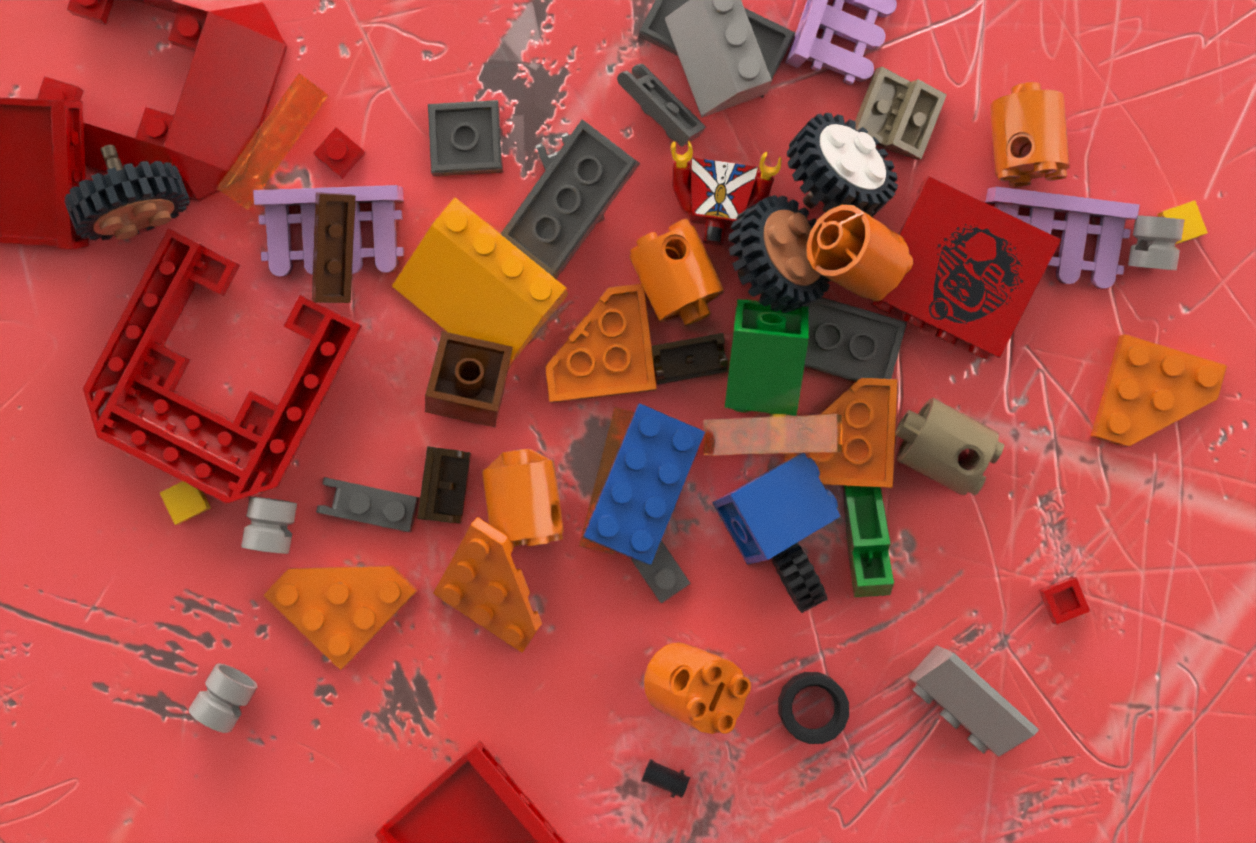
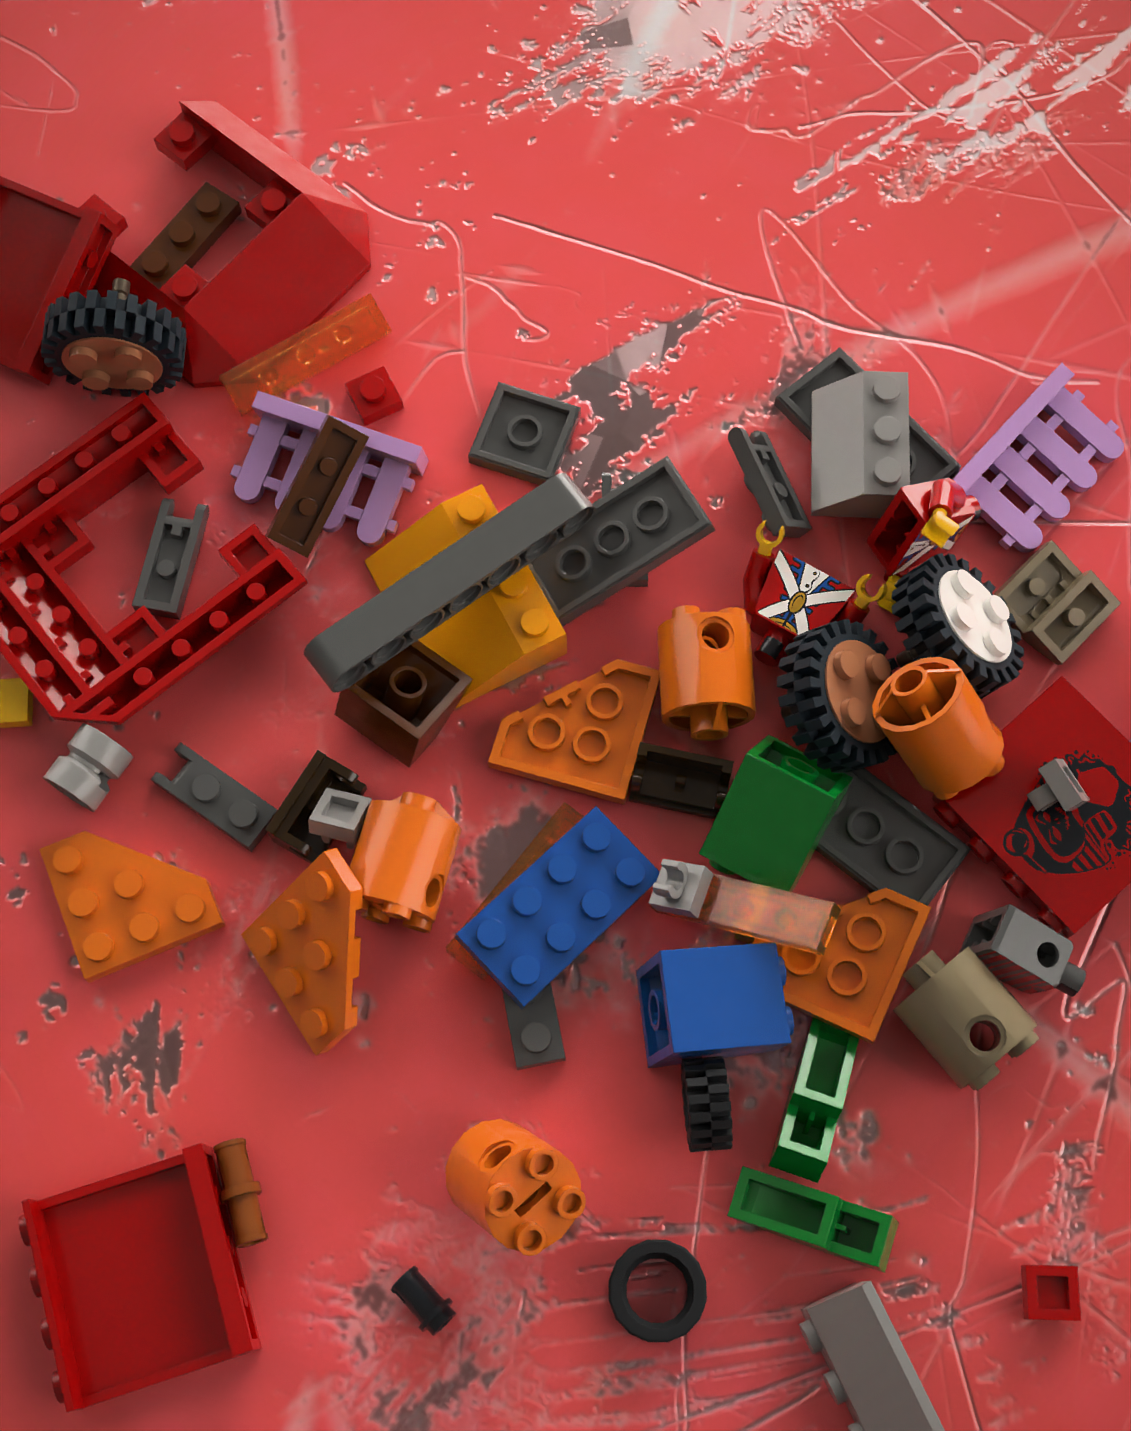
camera: 25 degrees right, 15 degrees down
(132, 81) = (188, 235): none -> reddish brown plate
(250, 346) = (170, 561): none -> dark grey hinge
(465, 486) = (339, 816): none -> light grey tile
(468, 287) = (448, 582): none -> dark grey beam
(514, 763) = (240, 1193): none -> dark orange pin
(722, 437) = (680, 888): none -> light grey tile
(786, 98) = (918, 525): none -> red torso
(895, 619) = (814, 1218): none -> green slope
(957, 262) = (1059, 787): none -> light grey tile
(968, 384) = (1024, 952): none -> dark grey torso

